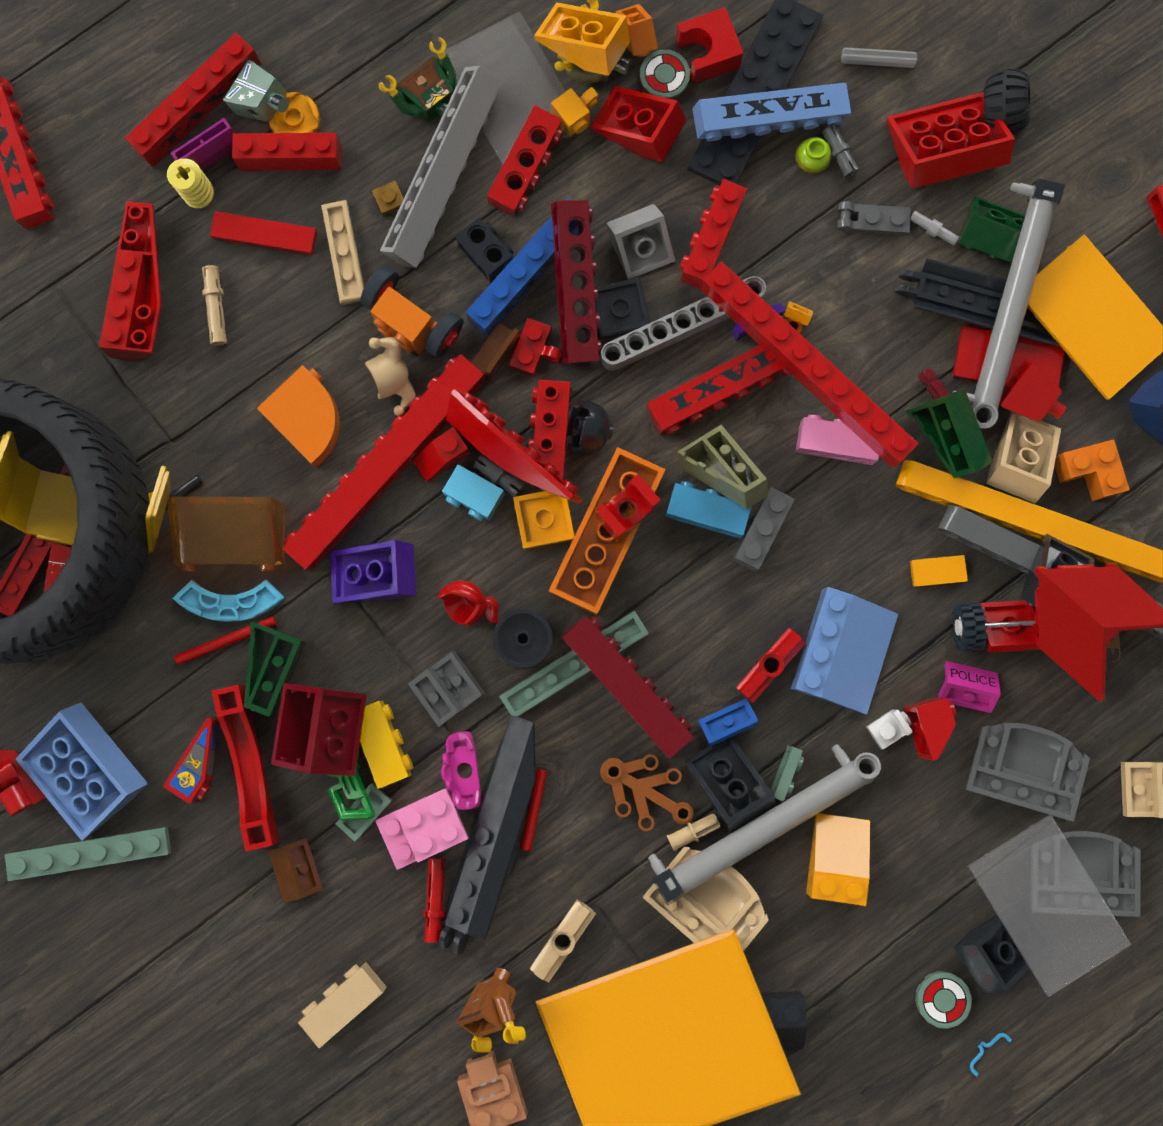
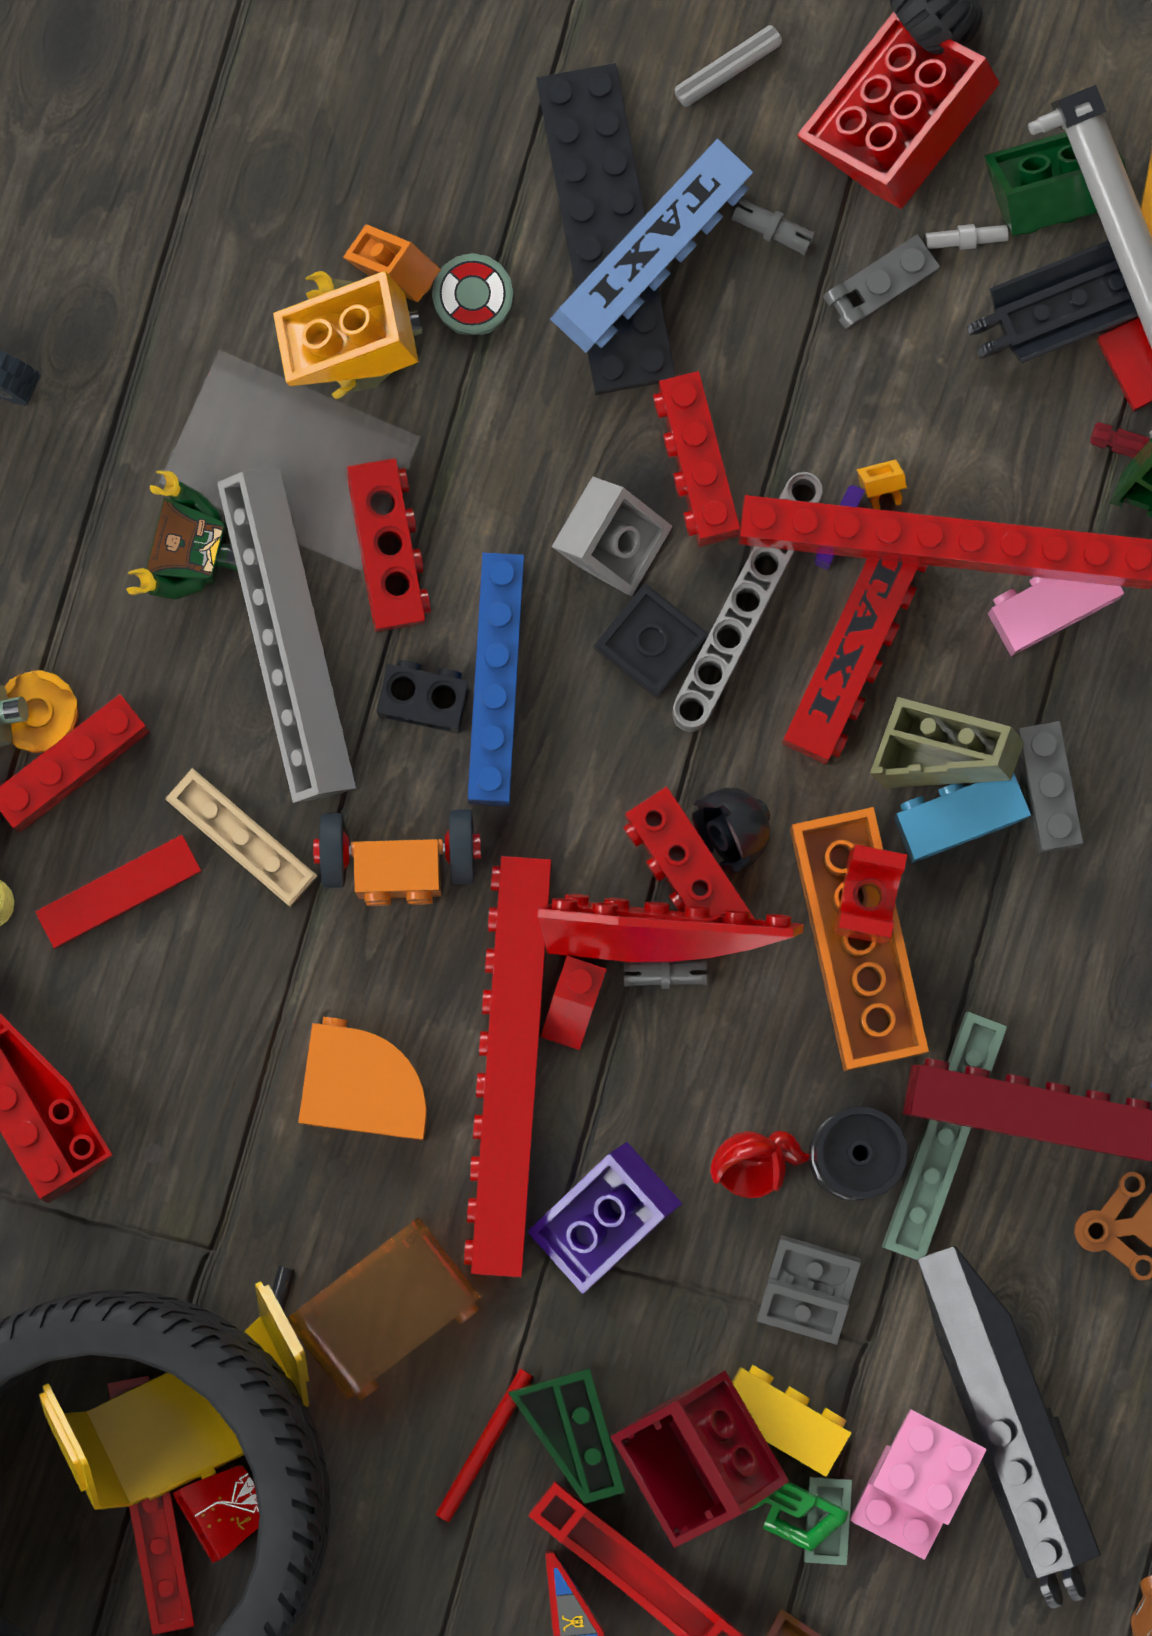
camera: 40 degrees left, 0 degrees up
(213, 296) = (131, 1033): tan pin -> none
(229, 607) = (456, 1400): medium azure tile -> none
(388, 198) = (244, 723): pearl gold plate -> none
(391, 372) = (432, 947): tan piece -> none
(434, 904) = (1004, 1566): red pin -> none
(465, 791) = (885, 1353): dark pink piece -> none
(473, 493) = (651, 1020): medium azure brick -> none
(496, 350) = (535, 816): reddish brown panel -> none
(533, 347) = (579, 777): red plate -> none
(533, 811) = (1036, 1358): red bar -> none
(543, 519) = (765, 986): light orange plate -> none
(574, 110) = (396, 433): light orange brick -> none
(581, 214) = (501, 586): dark red brick -> none
(640, 122) = (490, 382): red slope -> none
(719, 38) = (511, 198): red piece -> none
(813, 155) = (742, 255): lime piece -> none

